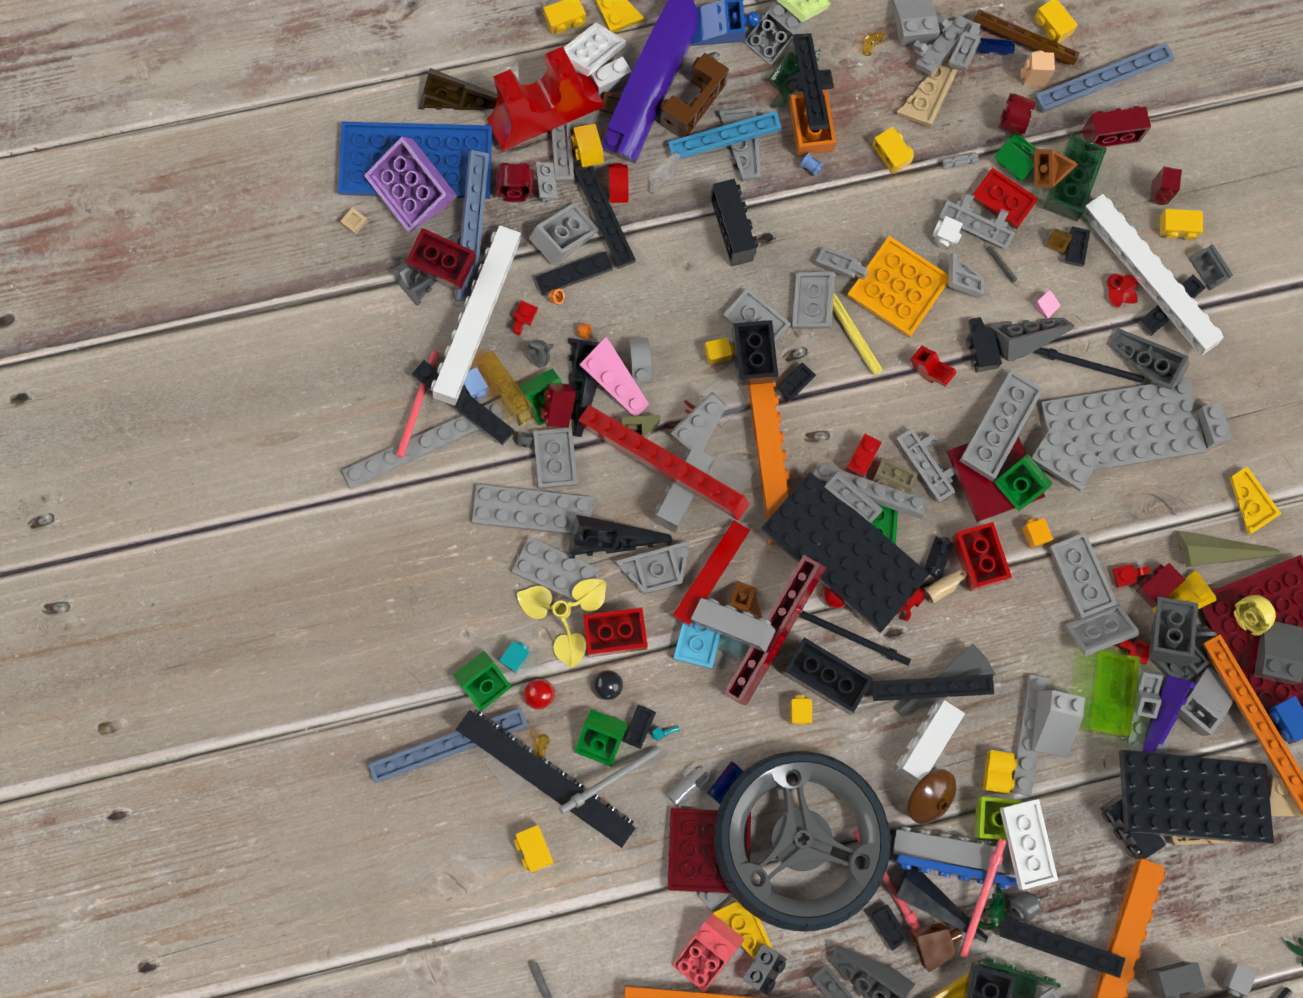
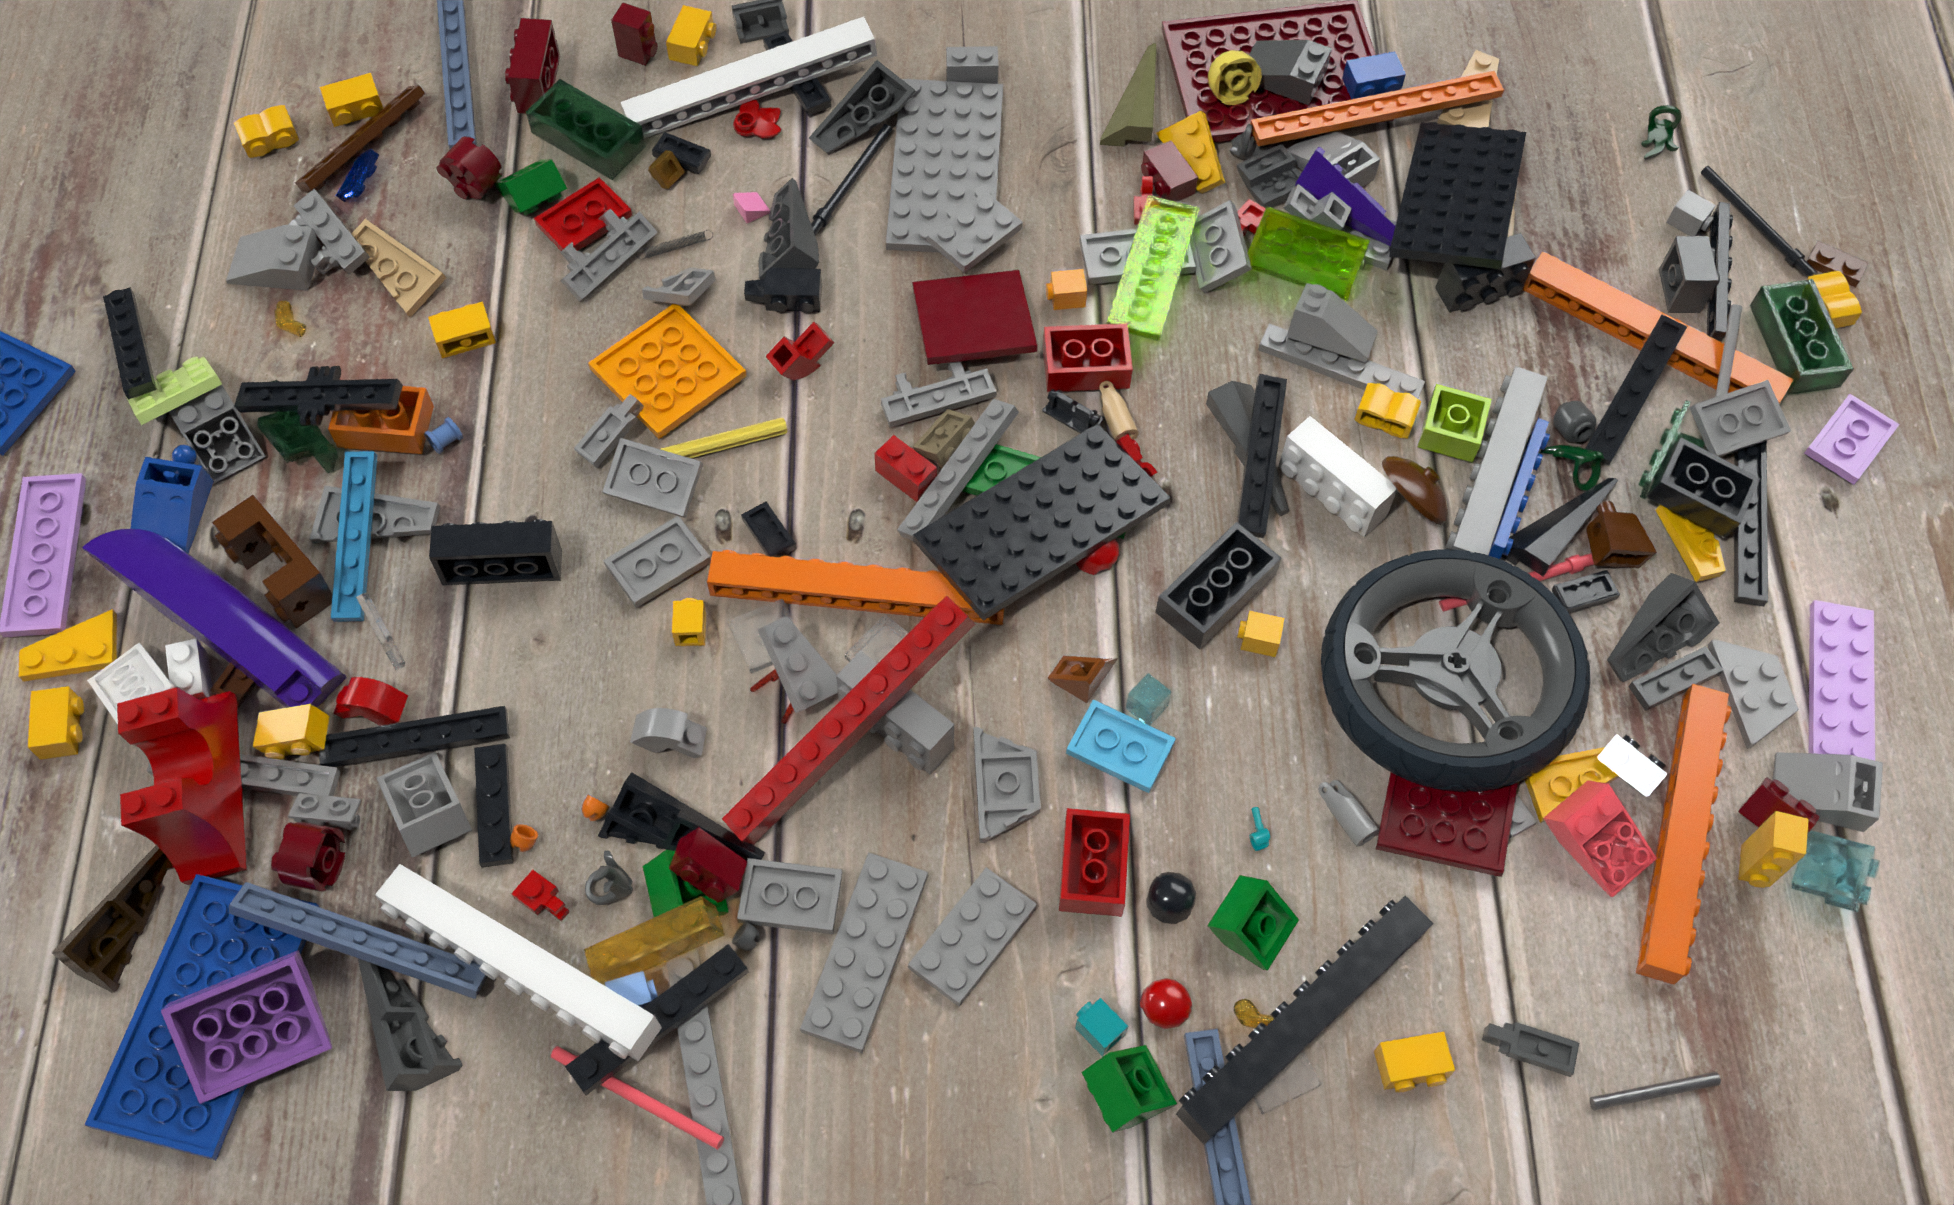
camera: 70 degrees left, 15 degrees down
(354, 221) = (274, 1141): tan plate -> none
(441, 259) = (402, 993): dark red brick -> none
(536, 602) = (1025, 888): light yellow plant -> none
(560, 923) = (1534, 1046): none -> dark grey hinge
(579, 799) = (1353, 964): light grey bar -> none
(597, 535) = (932, 858): black wedge -> none
(610, 372) = (683, 776): bright pink wing -> none
(639, 727) = (1243, 859): black plate -> none
(646, 423) = (773, 749): olive slope -> none
(711, 571) = (1031, 707): red tile -> none
(724, 782) = (1359, 766): clear blue plate -> none
(733, 624) = (1123, 681): light grey brick -> none
(755, 352) = (713, 561): black brick -> none
(782, 620) = (1142, 630): dark red brick -> none
(853, 496) = (964, 488): light grey plate -> none
(891, 654) = (1196, 504): black bar -> none
(947, 233) = (609, 293): white brick -> none
(960, 160) = (508, 256): light grey axle -> none
(966, 48) = (349, 203): light grey hinge -> none
(996, 860) = (1515, 430): coral bar -> none
(1001, 425) = (909, 291): light grey plate -> none
(1023, 482) = (997, 282): green slope -> none
(1028, 844) = (1499, 386): white plate -> none
(1038, 69) = (414, 129): light nougat brick -> none
(1050, 167) = (564, 142): dark orange slope -> none
(1069, 587) = (1153, 267): none -> clear neon green plate
(1173, 631) = (1239, 165): dark grey slope -> none
(1253, 501) = (1080, 53): yellow wing -> none

